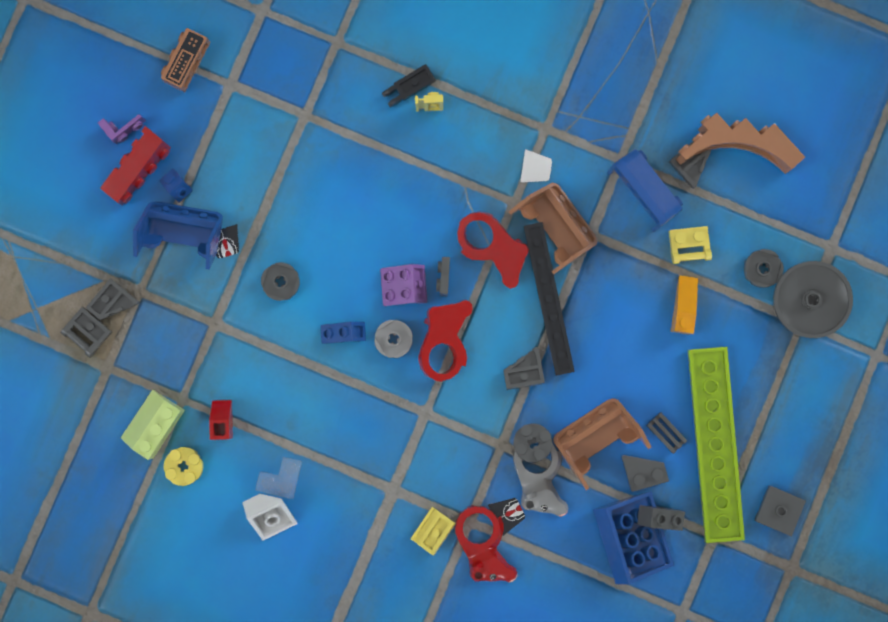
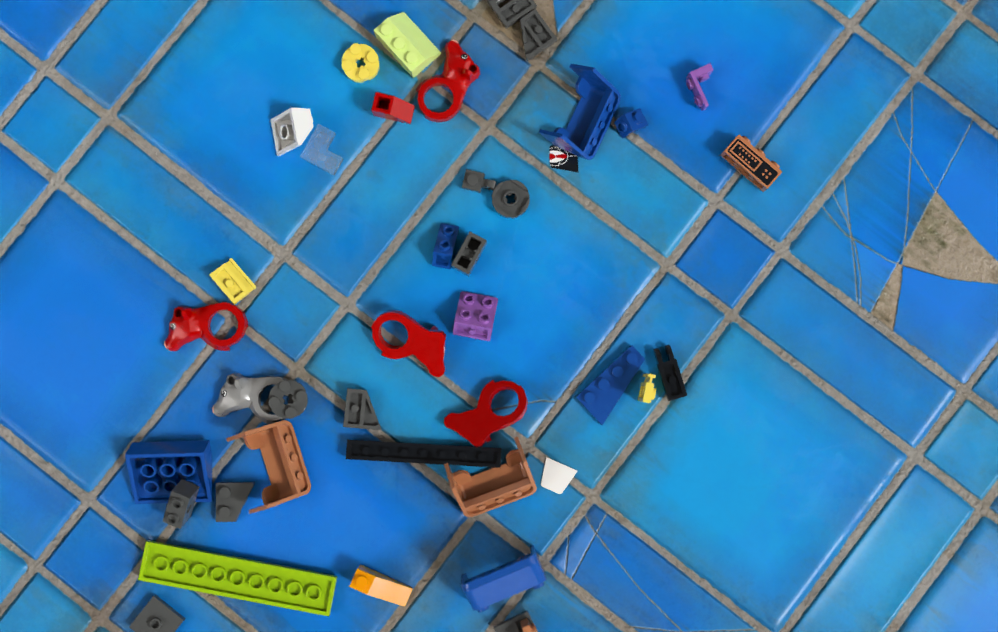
camera: 105 degrees right, 0 degrees up
(135, 166) = (658, 89): red wedge -> none
(172, 367) = (457, 76): none -> red animal
(272, 321) = (475, 181): none -> dark grey plate
(345, 306) = (469, 253): none -> dark grey brick
(396, 328) = (432, 283): light grey plate -> none
(441, 142) = (609, 386): none -> blue wing
(442, 284) = (464, 353): dark grey plate -> none
(509, 511) = (230, 360): black sticker -> none
(661, 438) = (248, 540): dark grey tile -> none
(687, 239) = (445, 609): light yellow plate -> none

